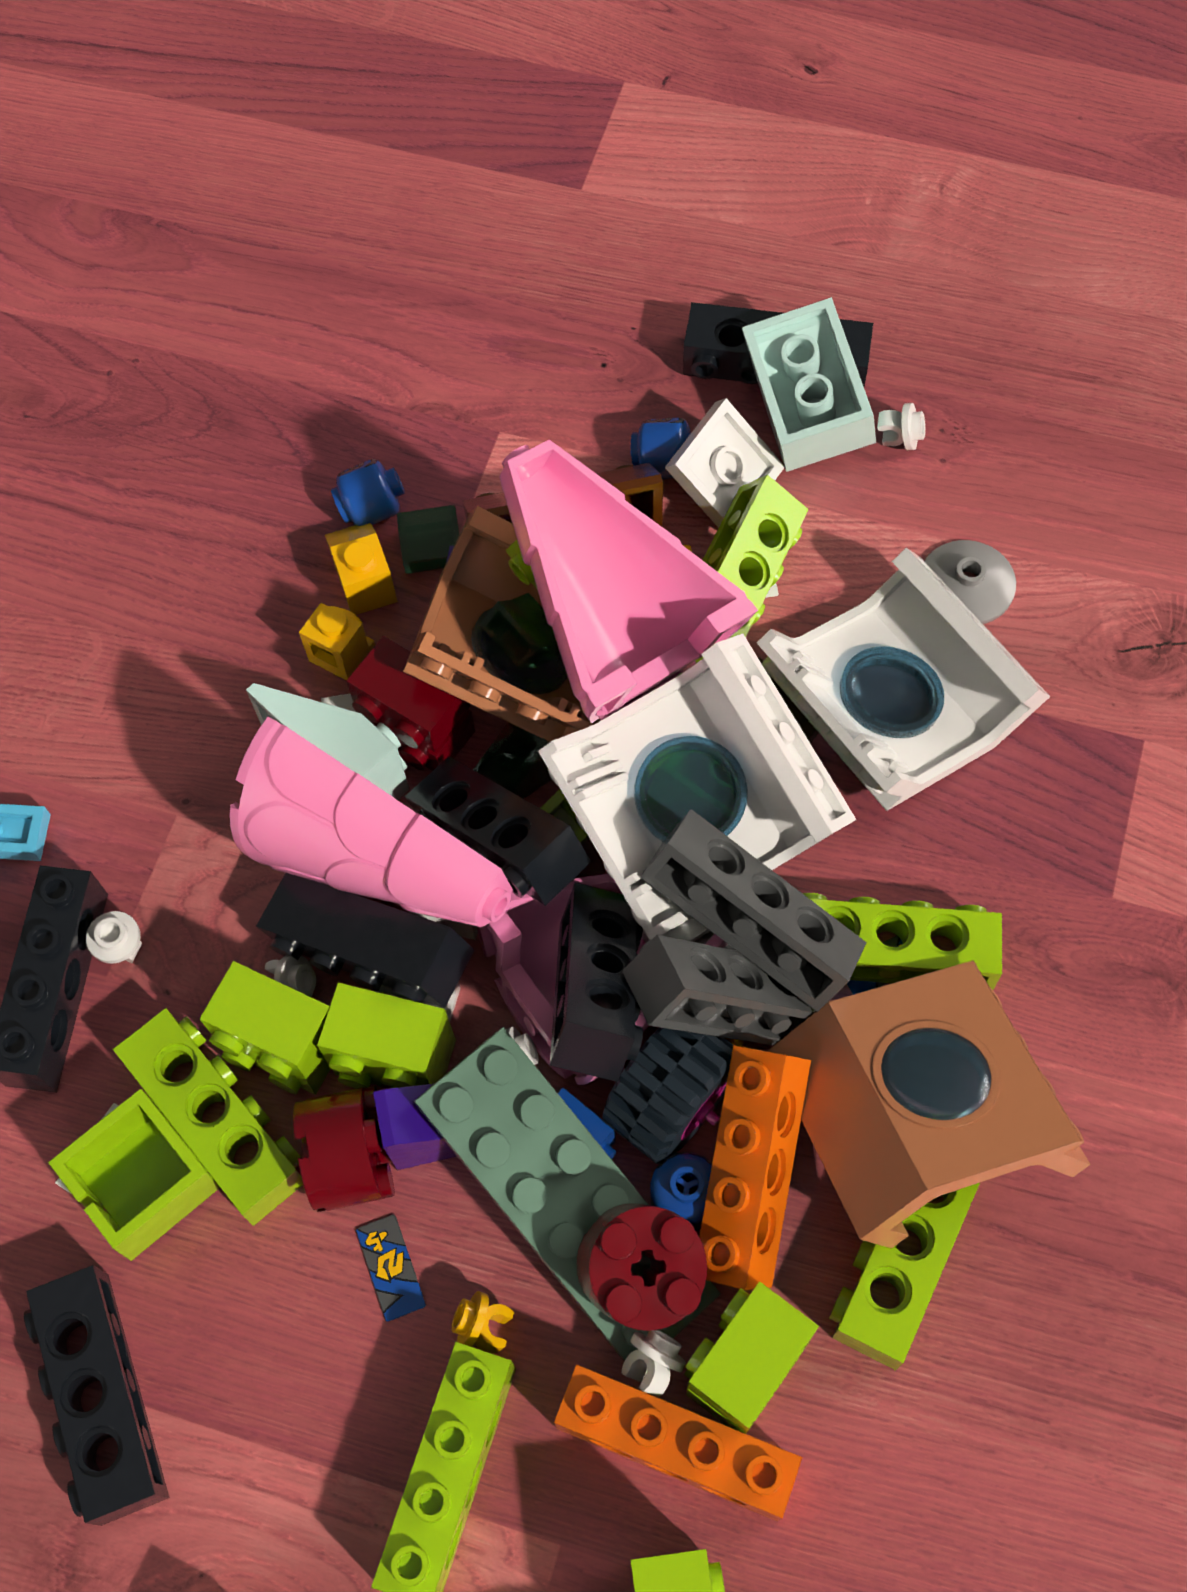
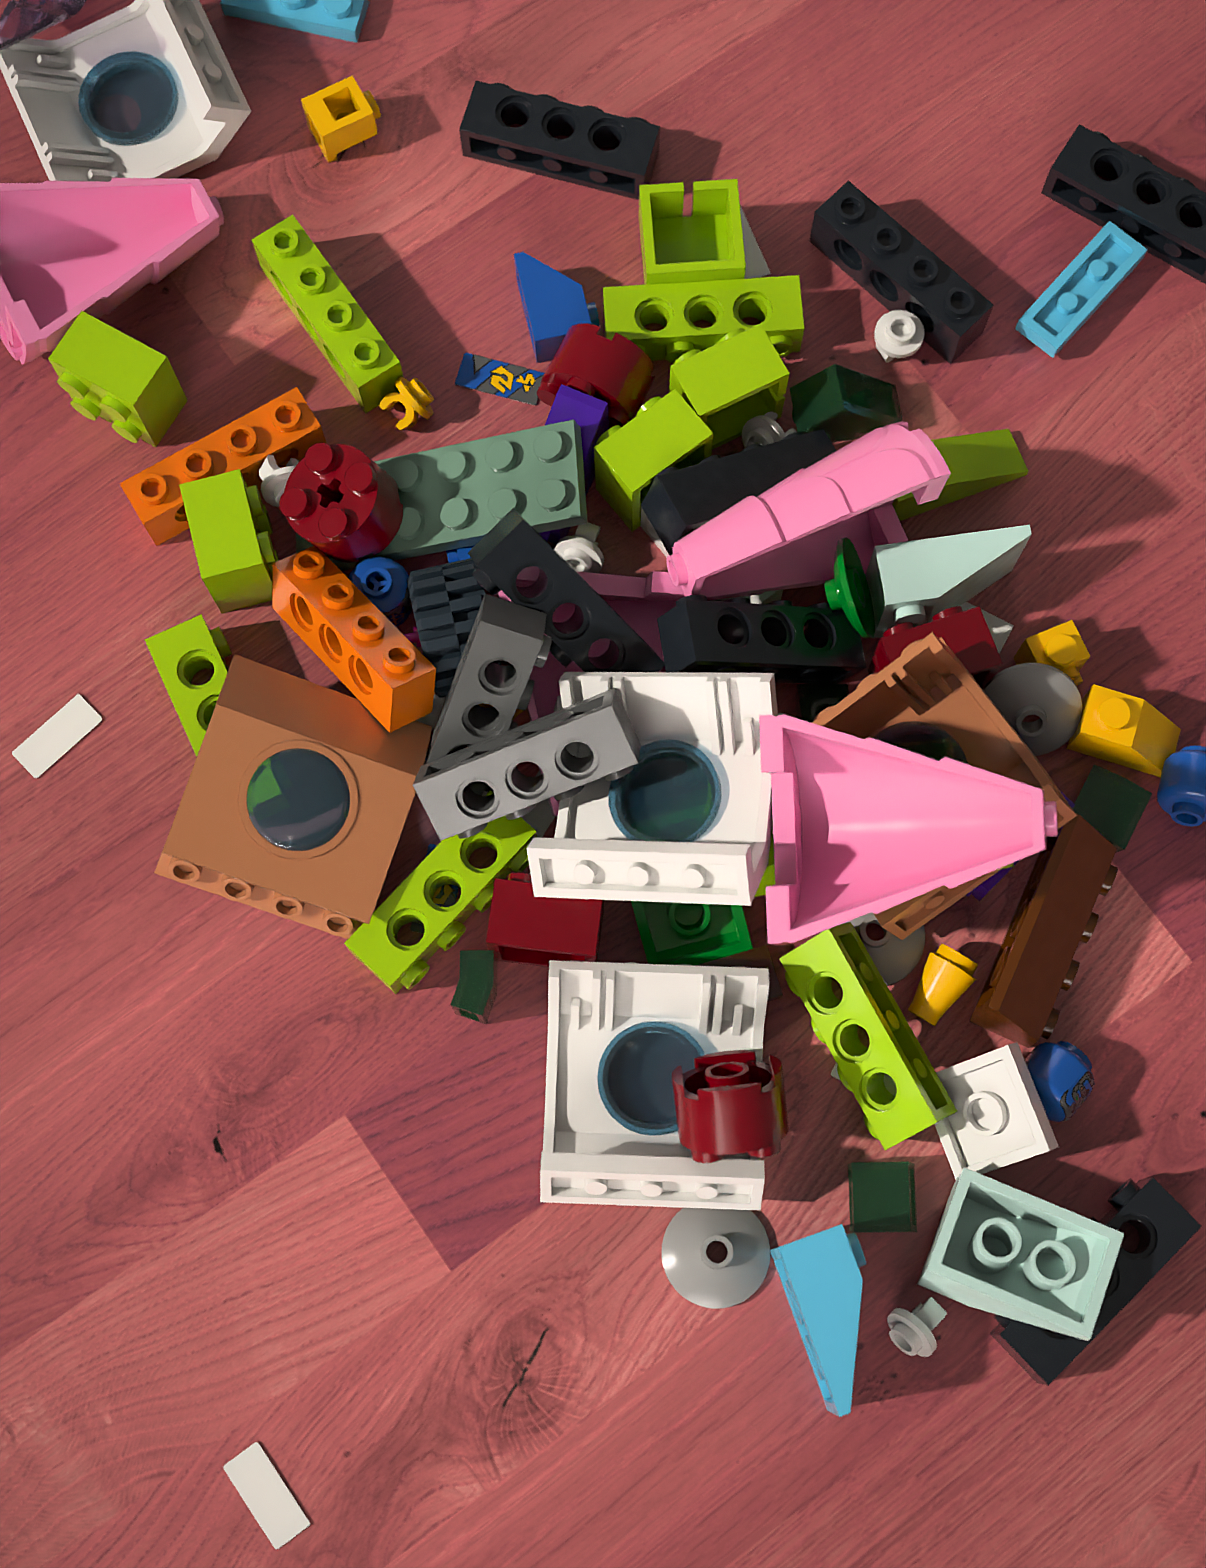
camera: 125 degrees right, 10 degrees up
(203, 813) = (975, 465): none -> lime slope
(215, 933) = (844, 403): none -> clear green slope
(290, 1259) = (550, 304): none -> blue slope
(385, 614) = (1040, 692): none -> light grey dish
(407, 786) = (850, 589): none -> green dish
(839, 503) = (882, 1197): none -> clear green piece
(869, 851) = (541, 928): none -> dark red piece
(873, 606) = (730, 1106): none -> dark red brick
(939, 860) = (476, 986): none -> clear green piece
(944, 472) = (825, 1299): none -> medium azure slope
(1041, 1397) = (57, 736): none -> white sticker

